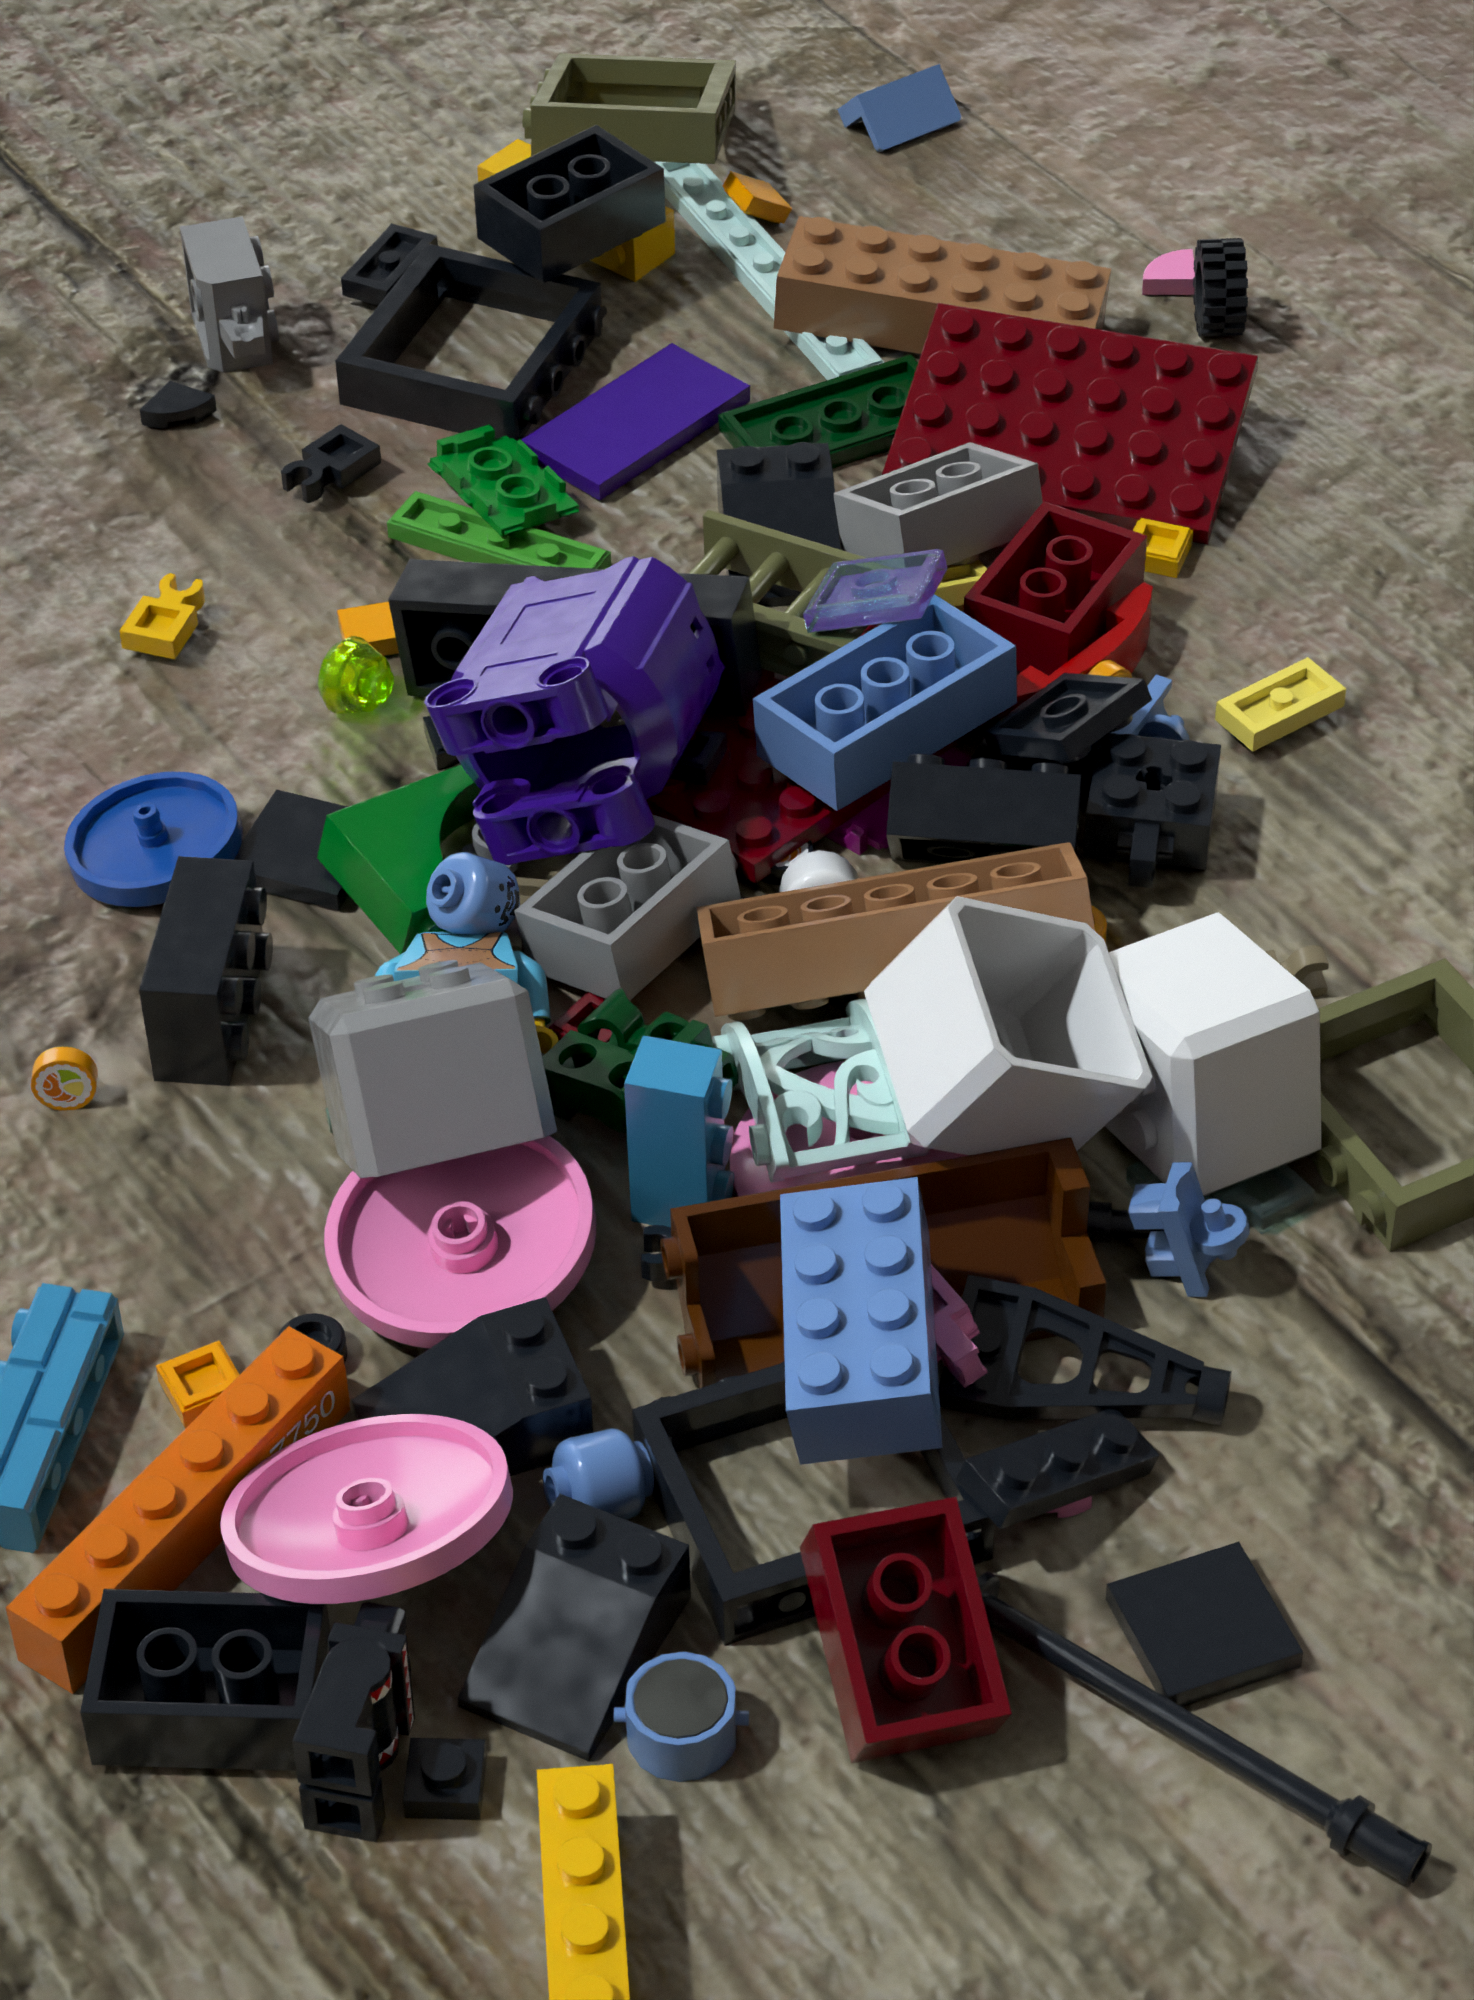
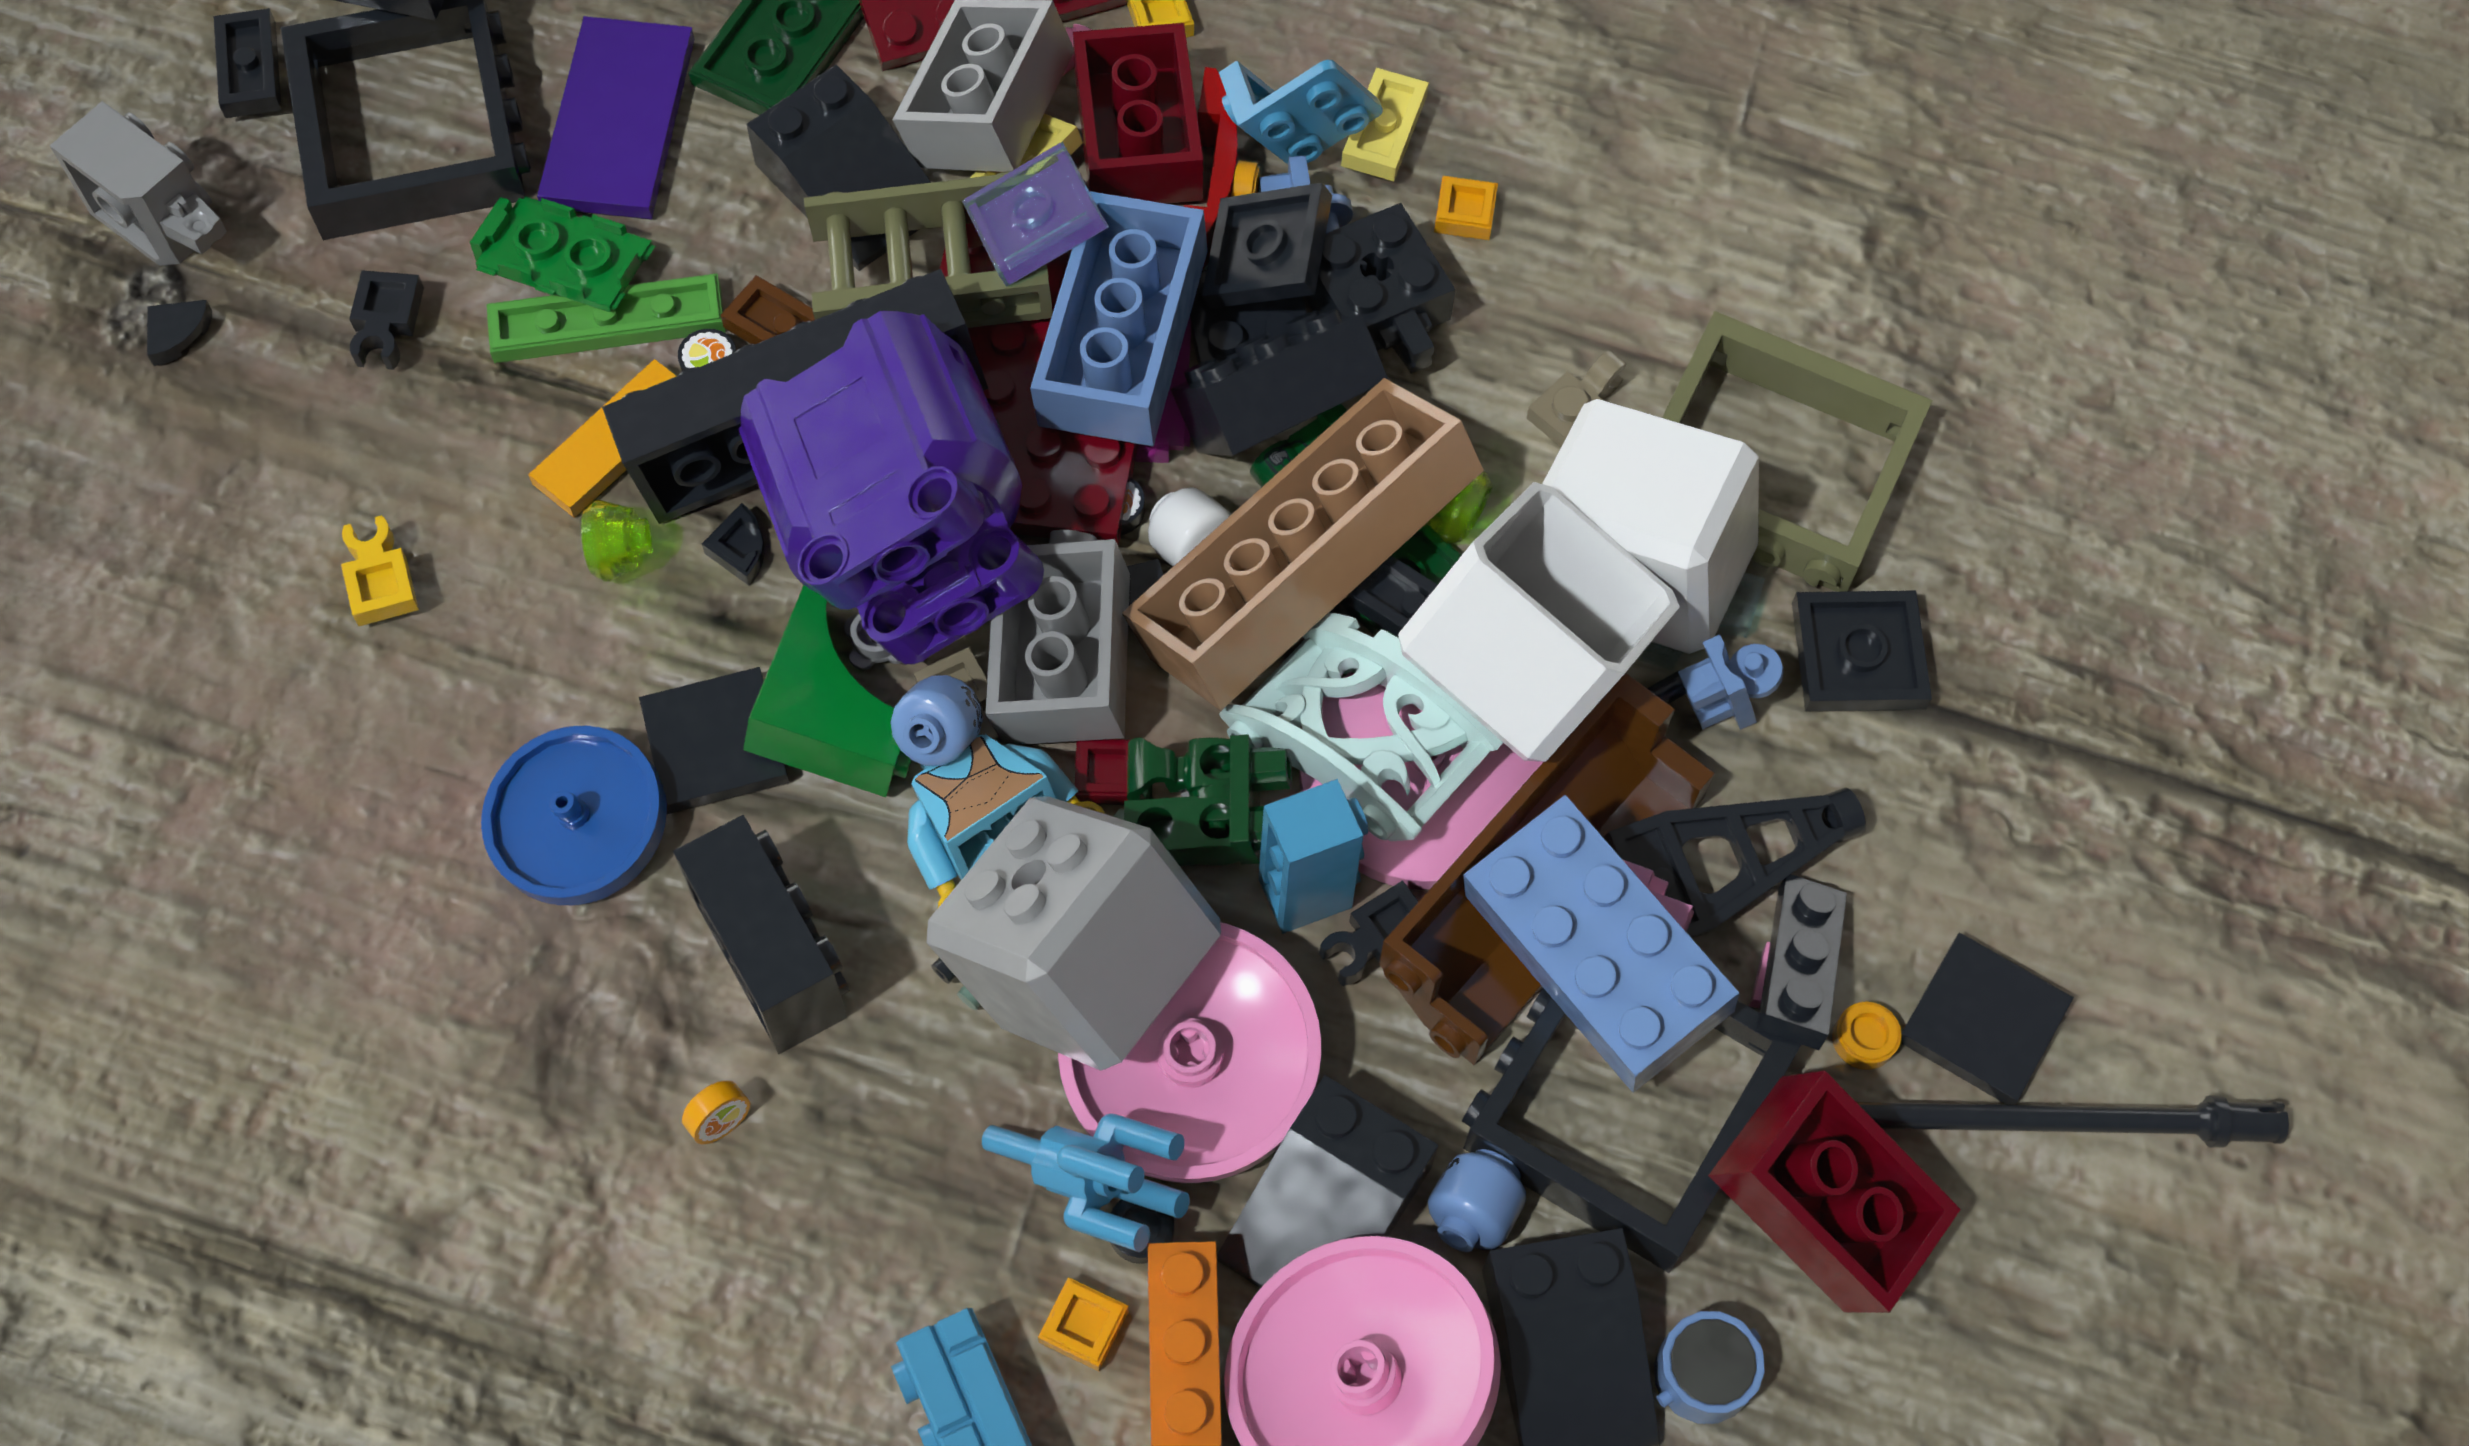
camera: 40 degrees left, 20 degrees up
(300, 1263) = (1096, 1171): none -> dark azure plant
(1076, 1574) = (1866, 1035): none -> light orange tile
(1193, 639) = (1304, 113): none -> dark azure bracket
(1301, 800) = (1465, 207): none -> light orange tile
(1353, 1287) = (1861, 651): none -> black plate

